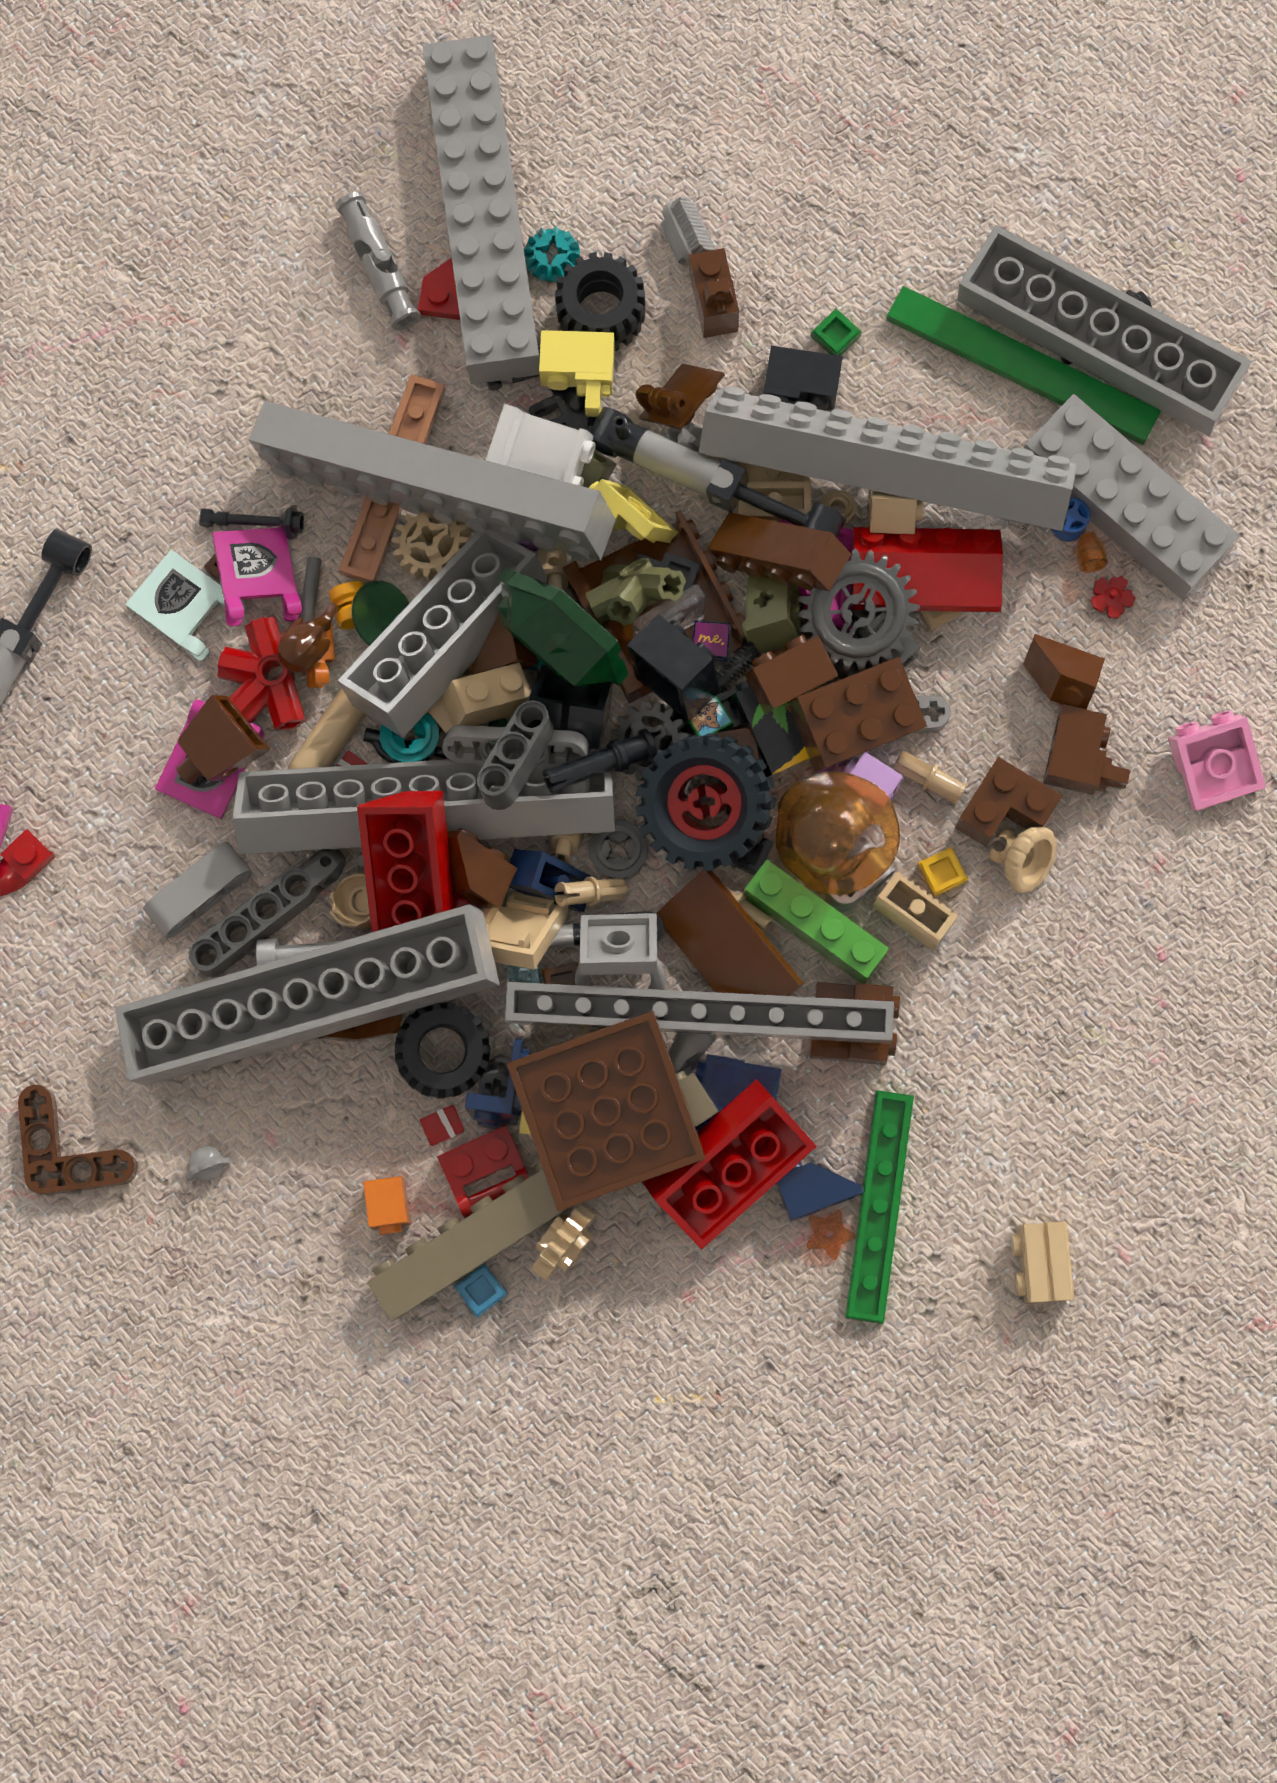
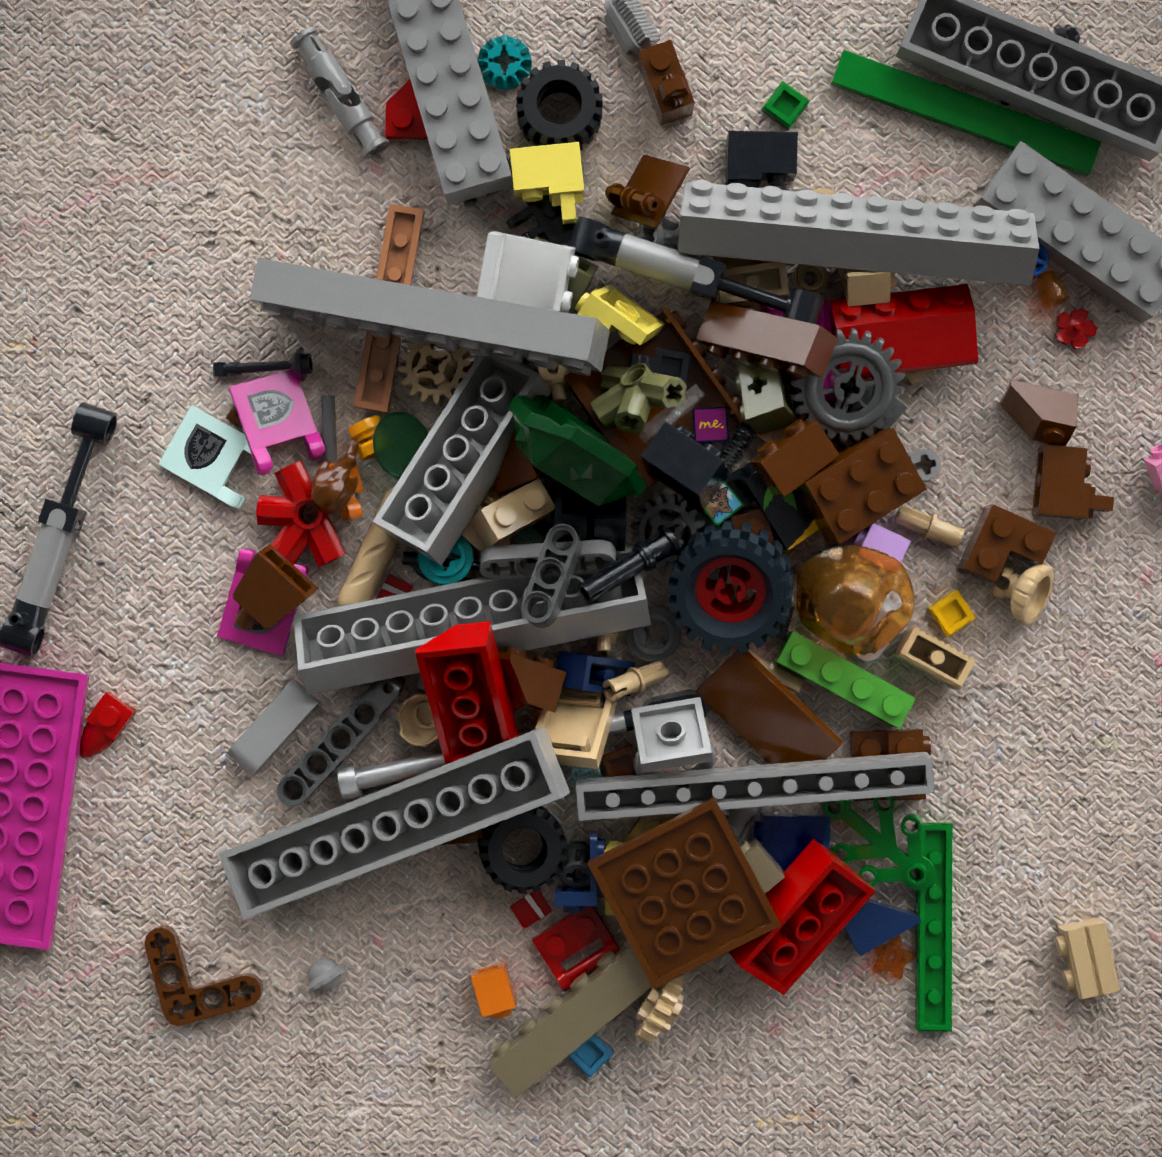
camera: 10 degrees left, 10 degrees up
(836, 1102) = (885, 845): none -> green plant

